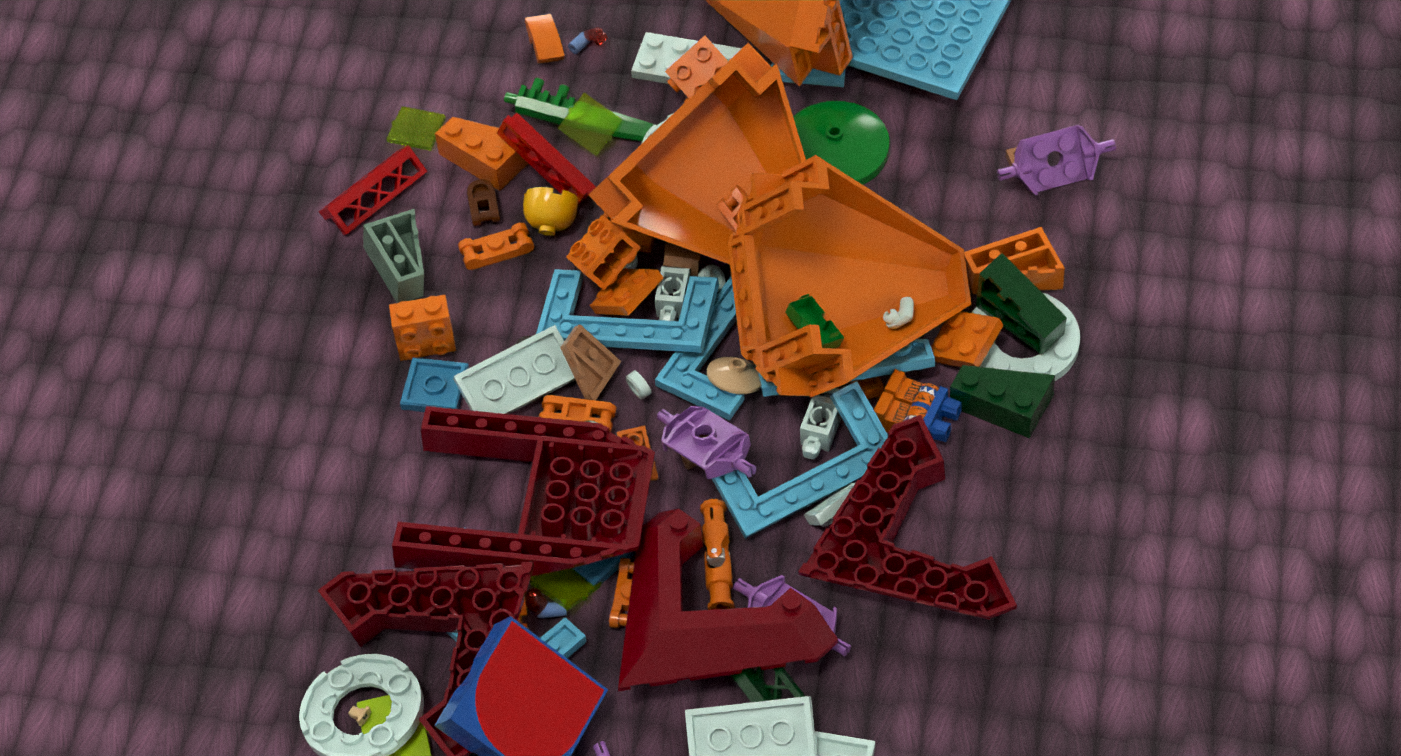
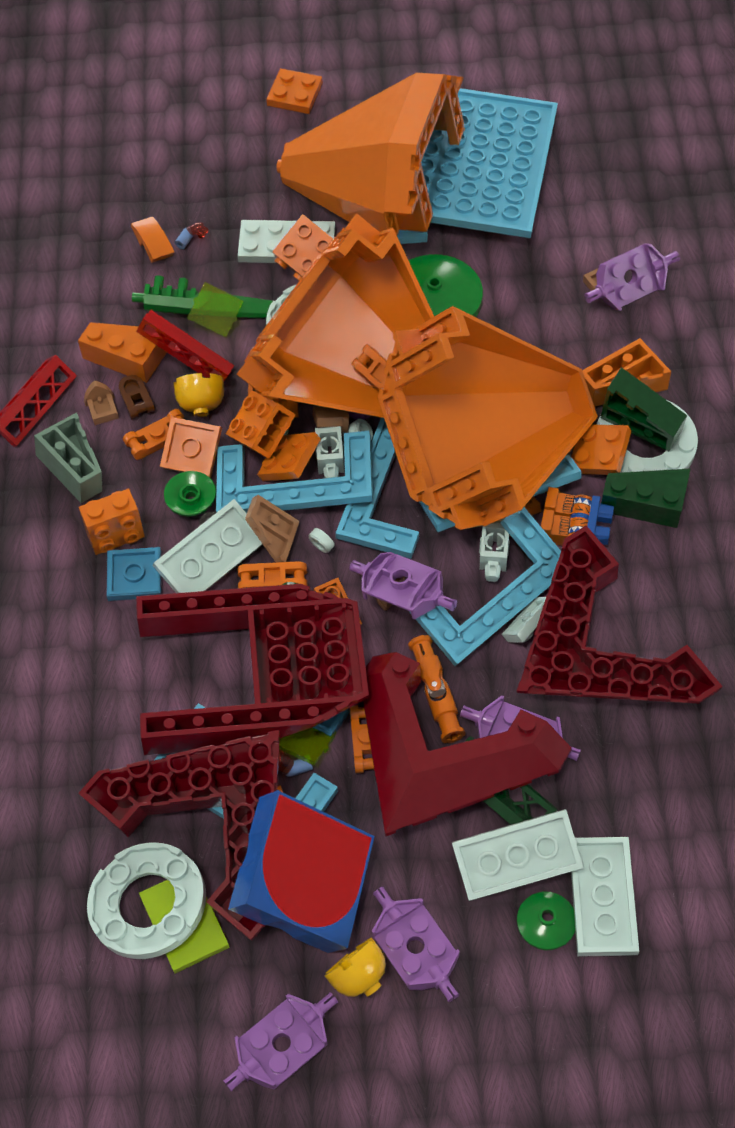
camera: 15 degrees left, 5 degrees up
(360, 715) = (146, 905): tan piece -> none
(415, 128) = (56, 338): clear neon green piece -> none
(444, 203) = (100, 403): none -> medium nougat tile
(509, 305) = (189, 485): none -> green dish
(526, 265) = (190, 446): none -> orange plate
(733, 375) = (404, 516): tan dish -> none
(807, 312) = (463, 453): green piece -> none
(904, 315) = (540, 438): light aqua arm -> none

